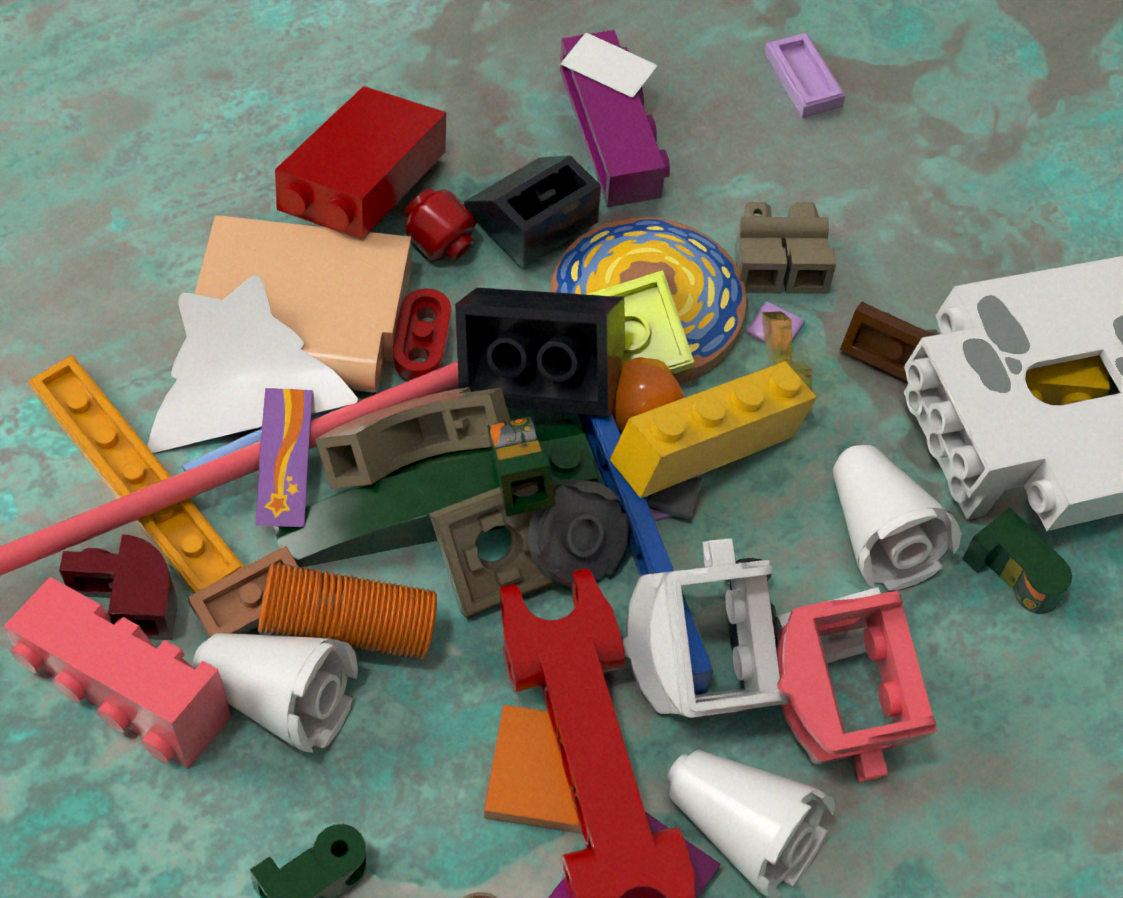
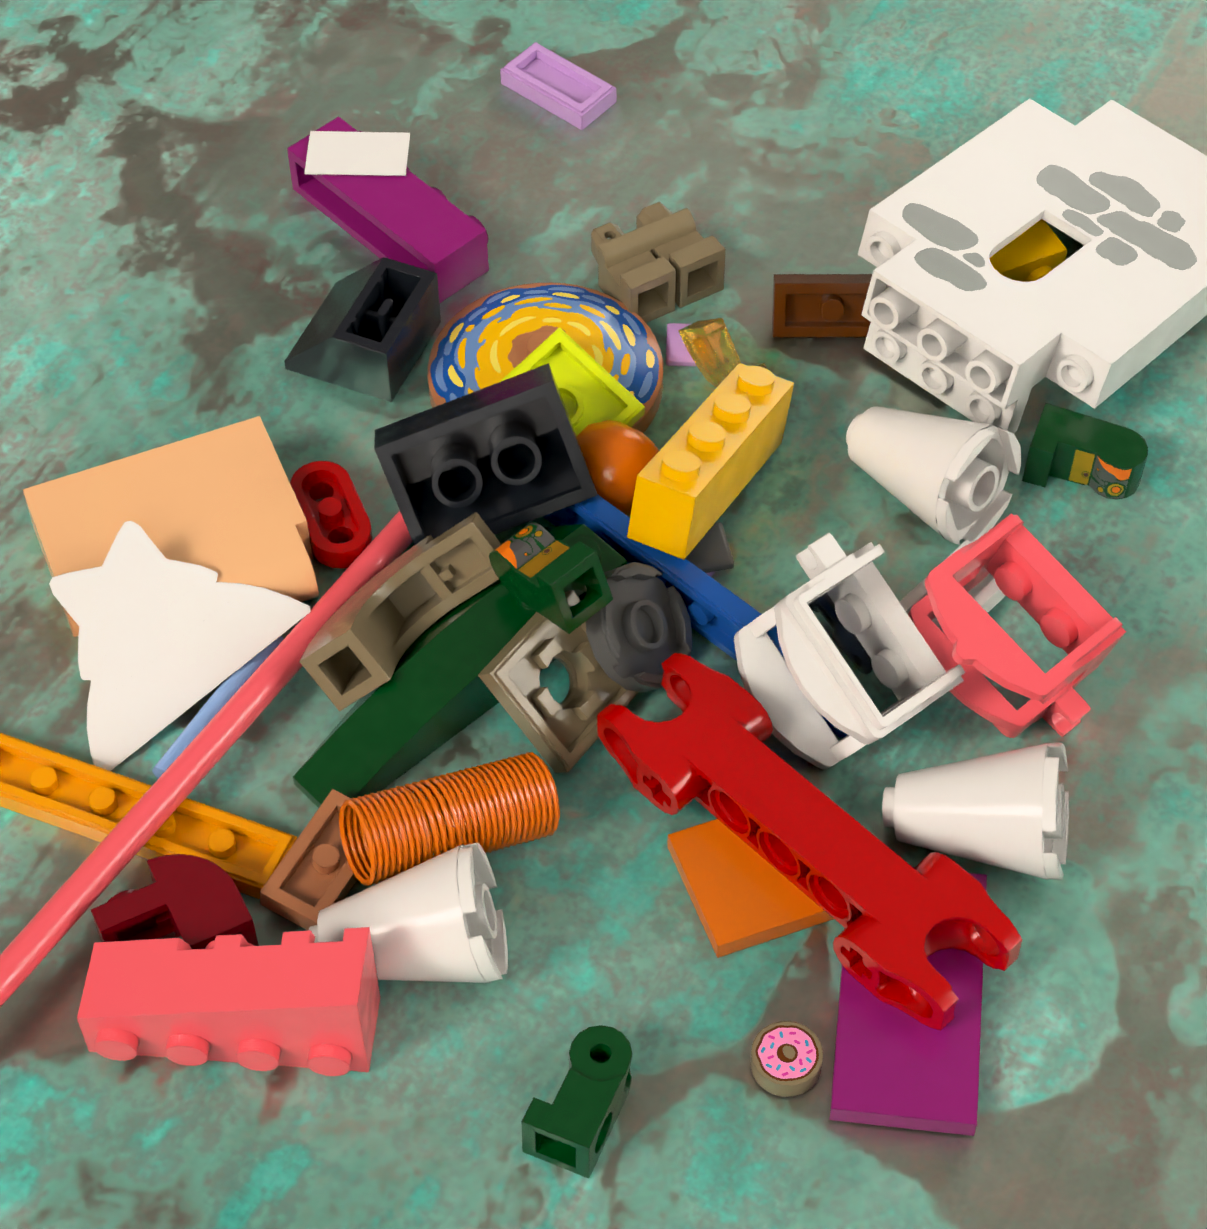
camera: 25 degrees left, 5 degrees down
(284, 458) = (270, 702): medium lavender sticker -> none
(360, 162) = (151, 364): red brick -> none
(439, 224) = (277, 392): red head -> none

